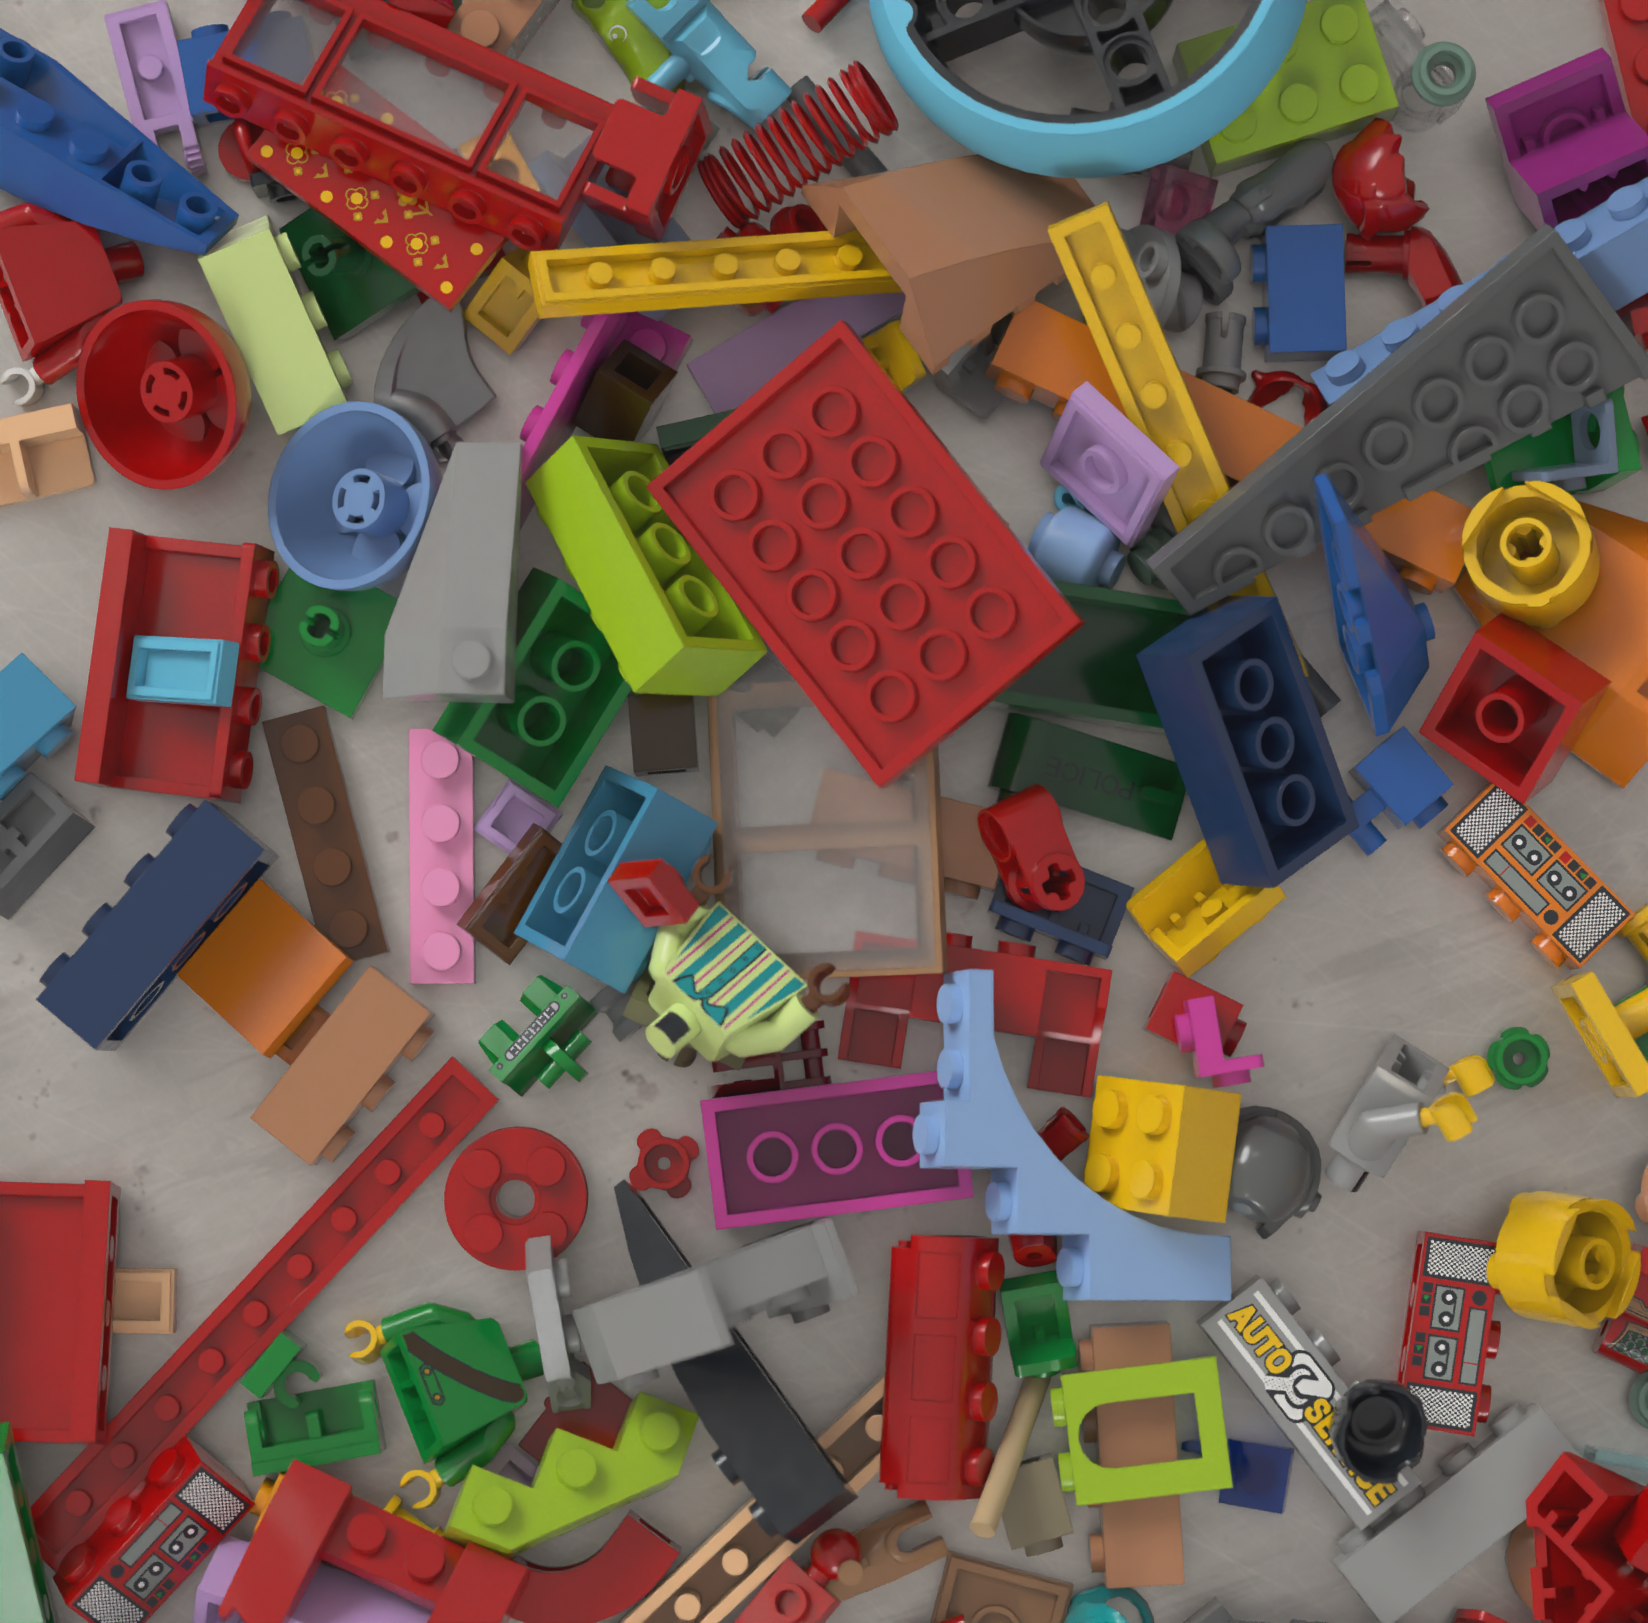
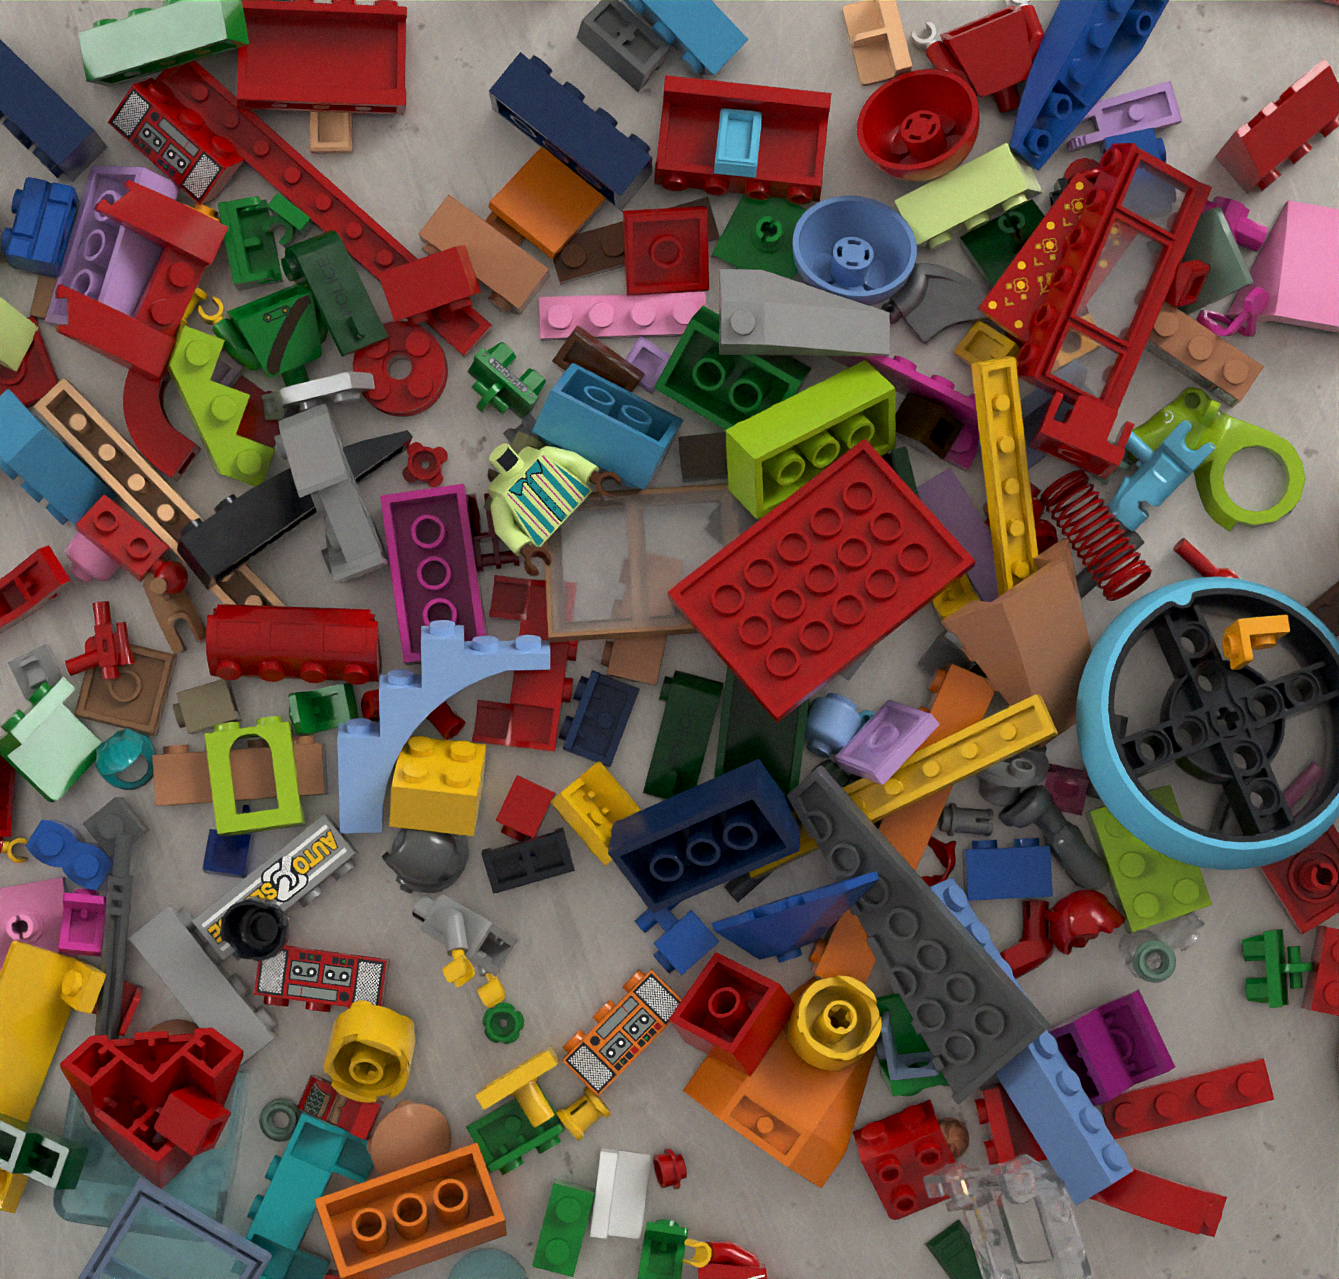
camera: 85 degrees right, 0 degrees up
(344, 786) = (666, 250): none -> red tile
(391, 1147) = (430, 284): none -> red brick
(395, 1291) = (337, 290): none -> dark green door
(653, 892) = (596, 446): red plate -> none
(1009, 1456) = (236, 689): tan bar -> none
(1030, 848) = (636, 693): red piece -> none
(1199, 1033) = (512, 807): dark pink bracket -> none
(1278, 1013) = (528, 861): none -> black hinge

